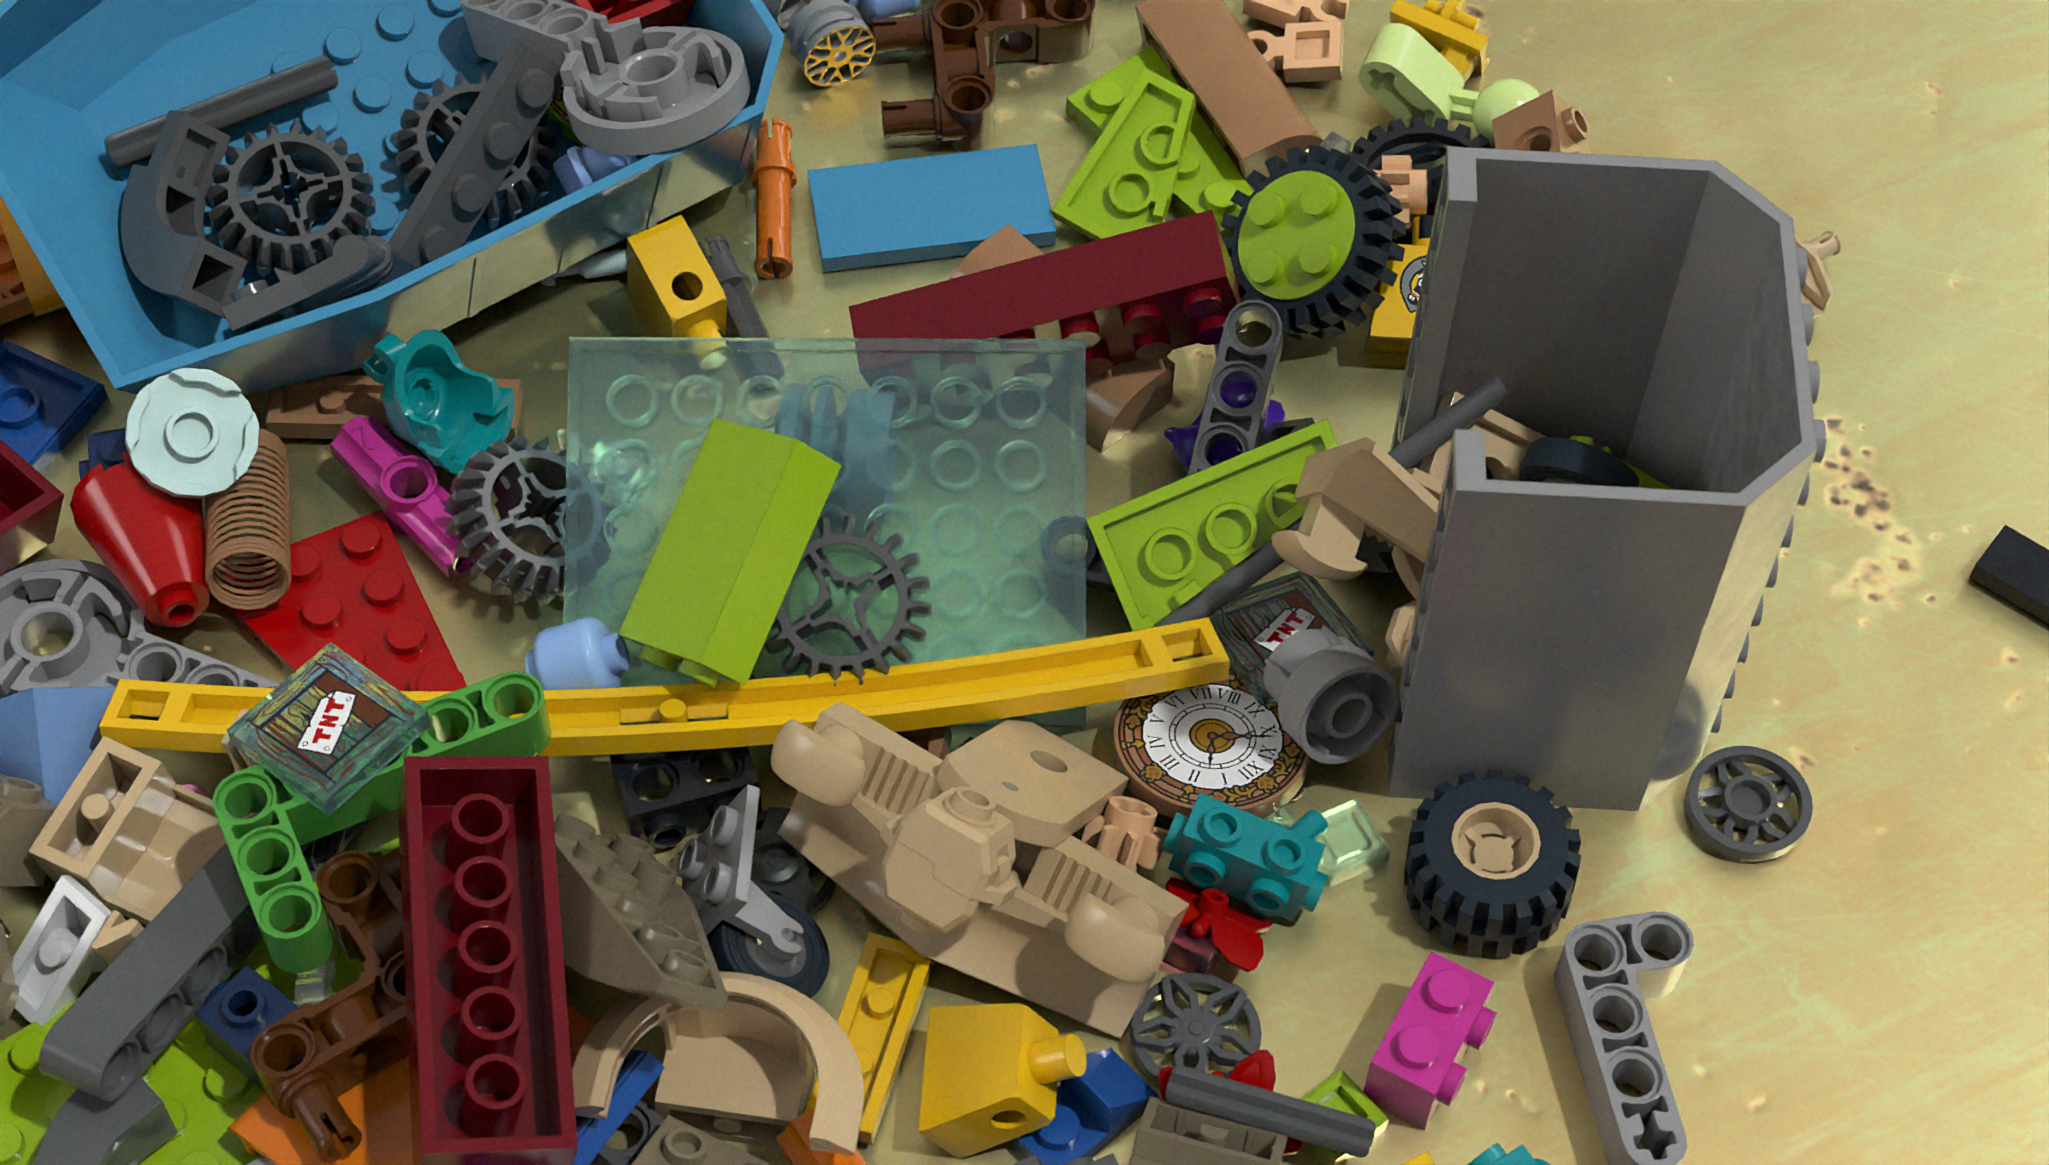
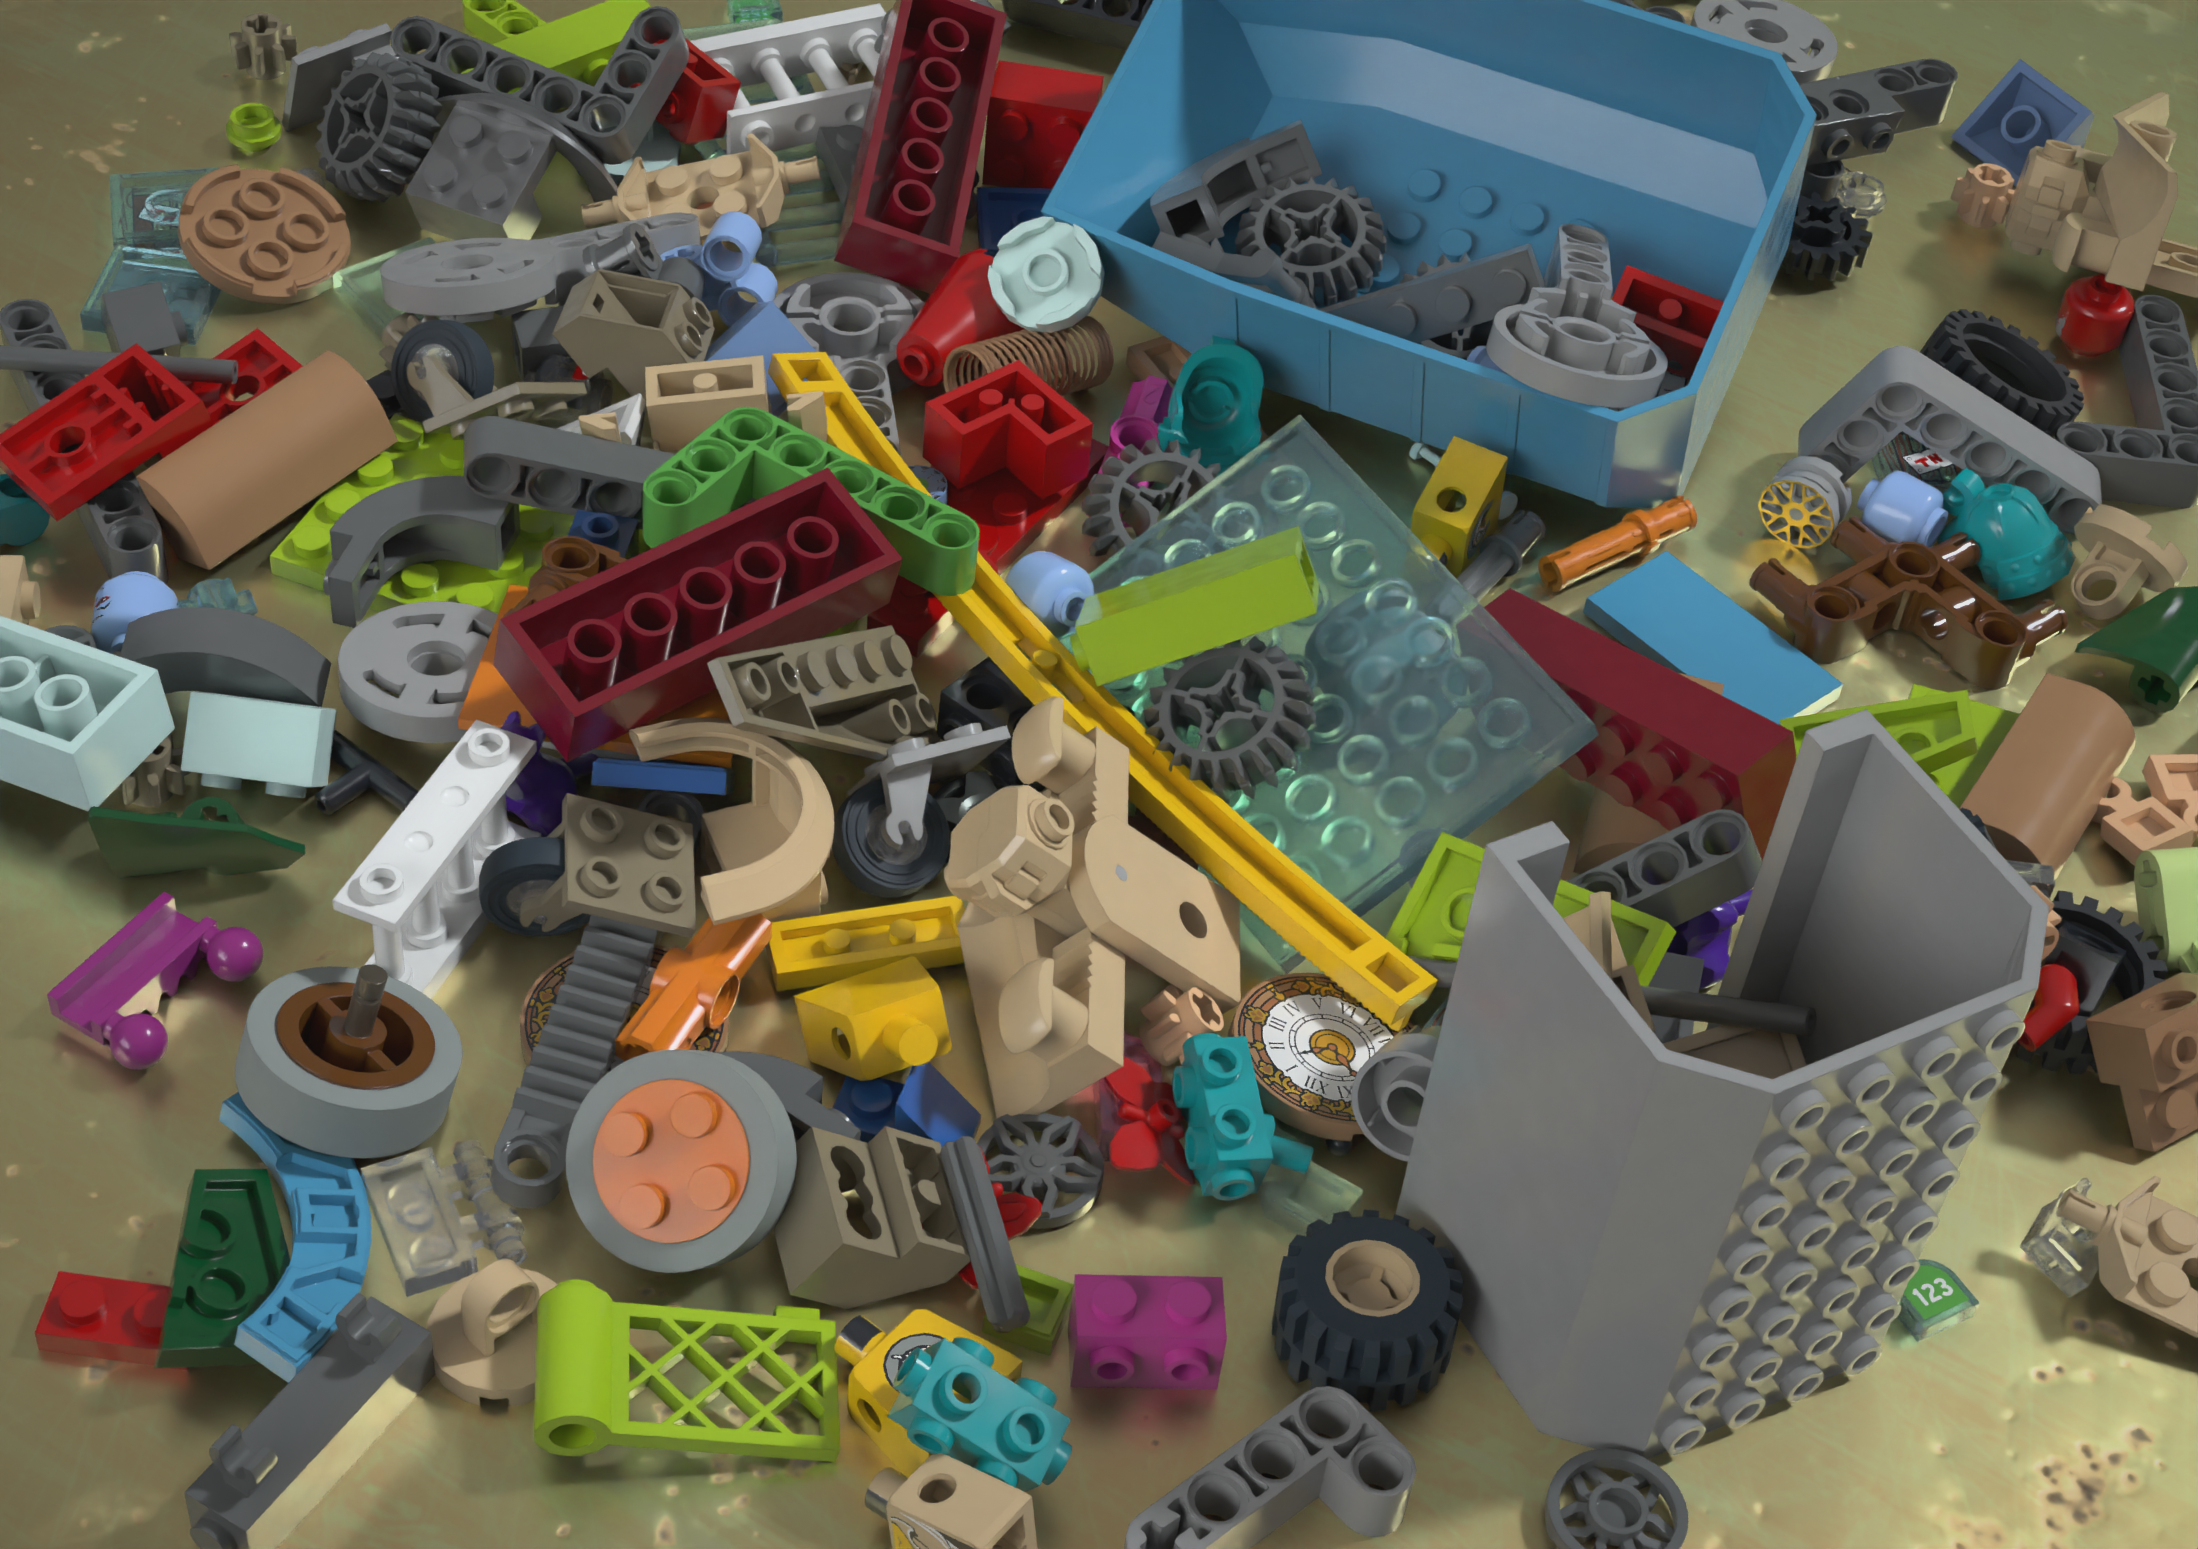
camera: 55 degrees right, 10 degrees down
(229, 108) = (1361, 168): dark grey axle -> none
(329, 728) = (840, 431): clear light blue tile -> none
(348, 566) = (1009, 423): none -> red brick

